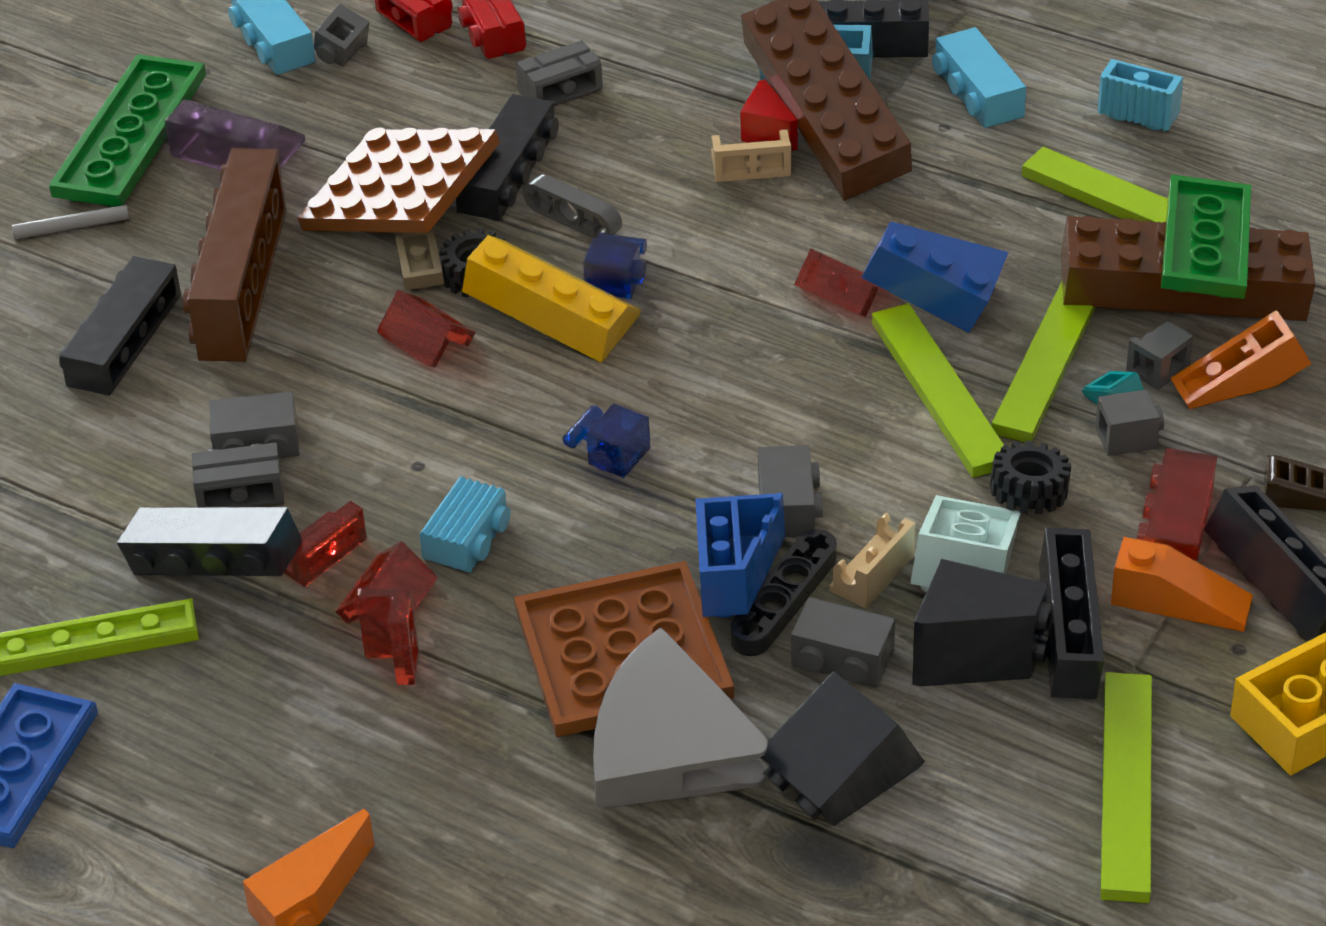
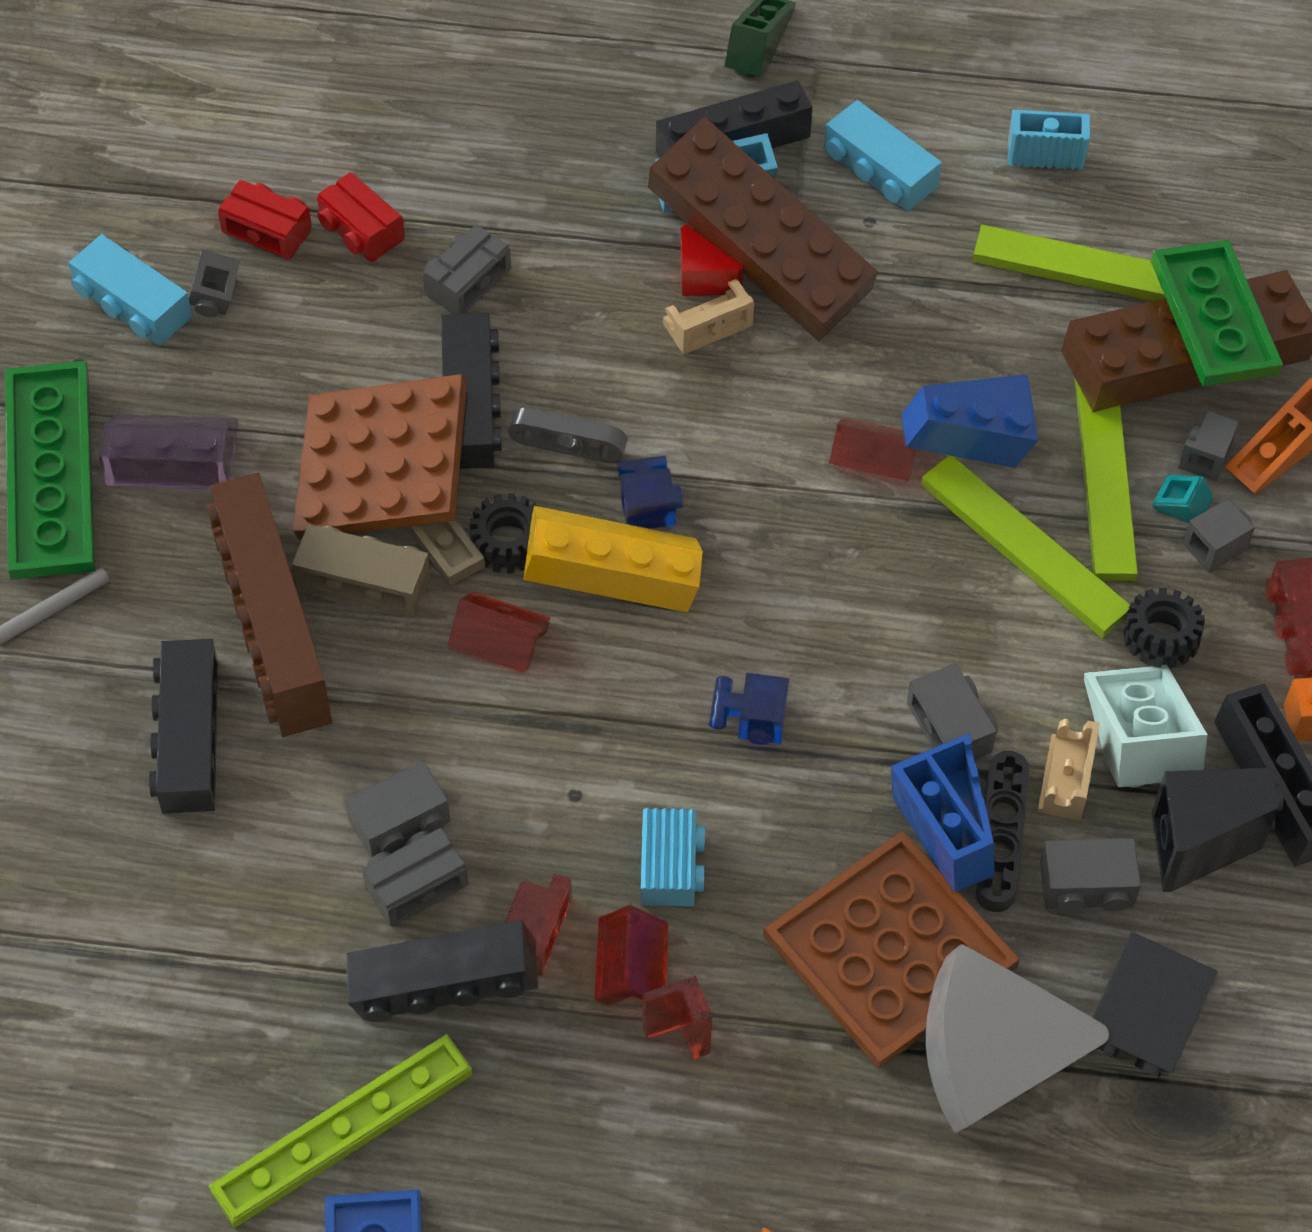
camera: 25 degrees left, 15 degrees up
(335, 256) = (361, 569): none -> dark tan brick

